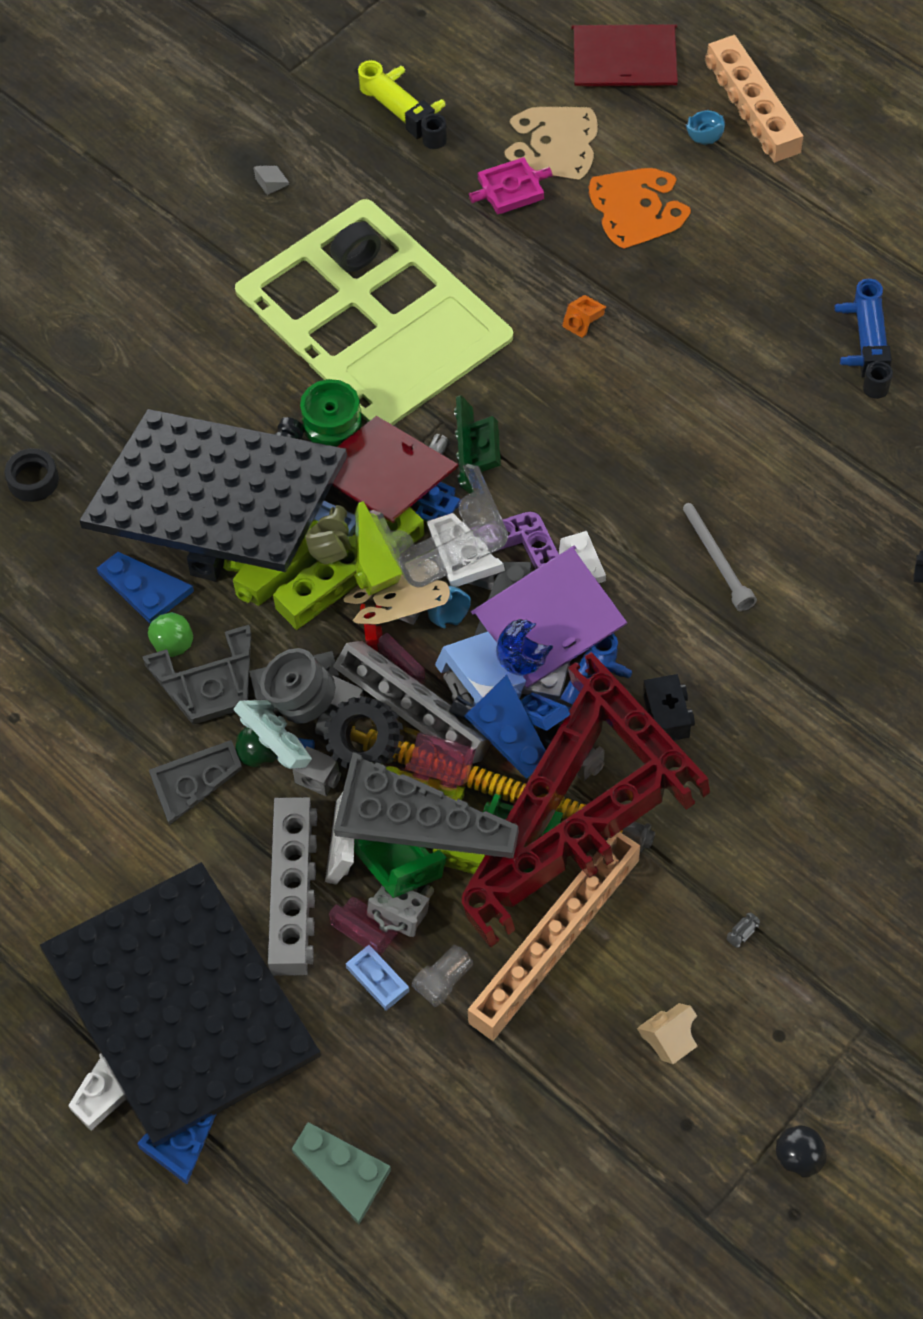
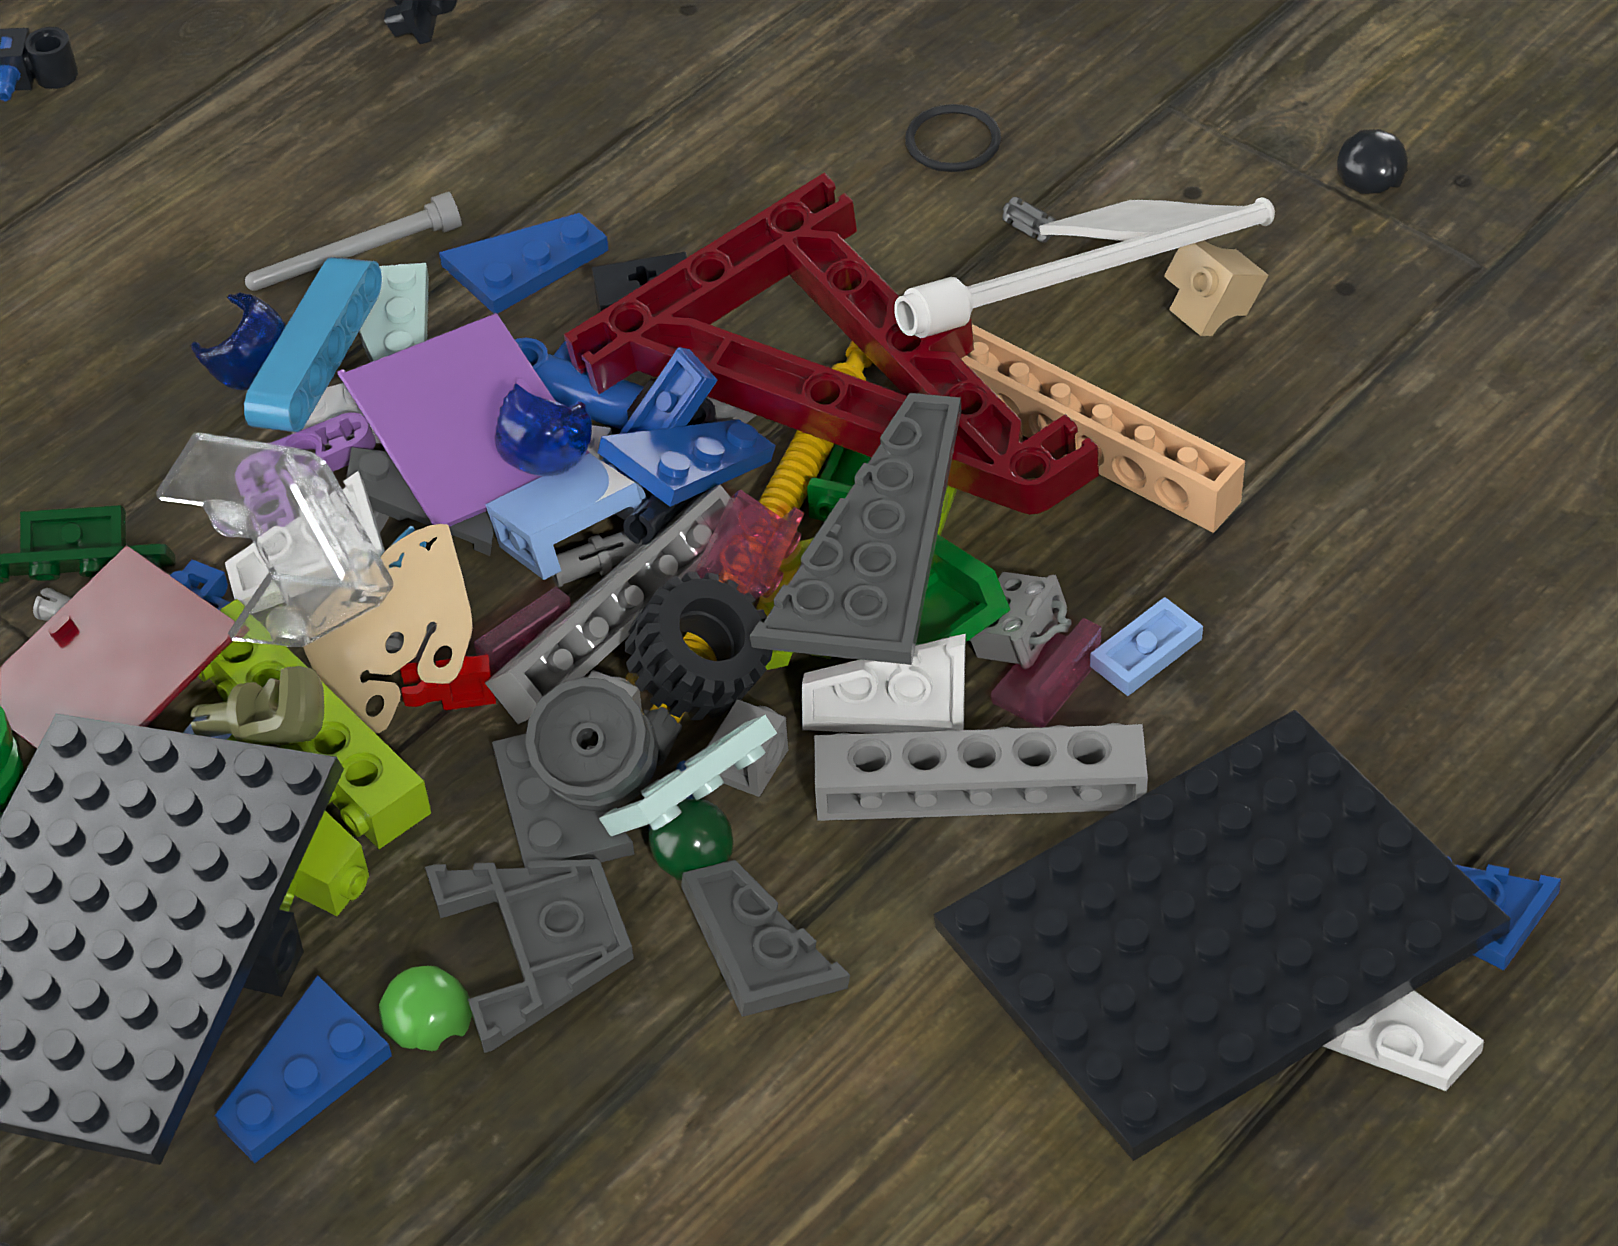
camera: 90 degrees left, 10 degrees down
(342, 1168) = (1489, 683): sand green wing -> none
(374, 561) = (338, 643): lime slope -> none
(437, 981) = (1146, 567): clear piece -> none
(616, 509) = (245, 351): none -> clear blue piece
(616, 537) = (313, 345): none -> dark azure beam
(658, 579) = (399, 313): none -> light aqua wing
(706, 646) = (525, 260): none -> blue wing
(717, 992) = (1142, 225): none -> white flag
(811, 909) = (948, 109): none -> black tyre

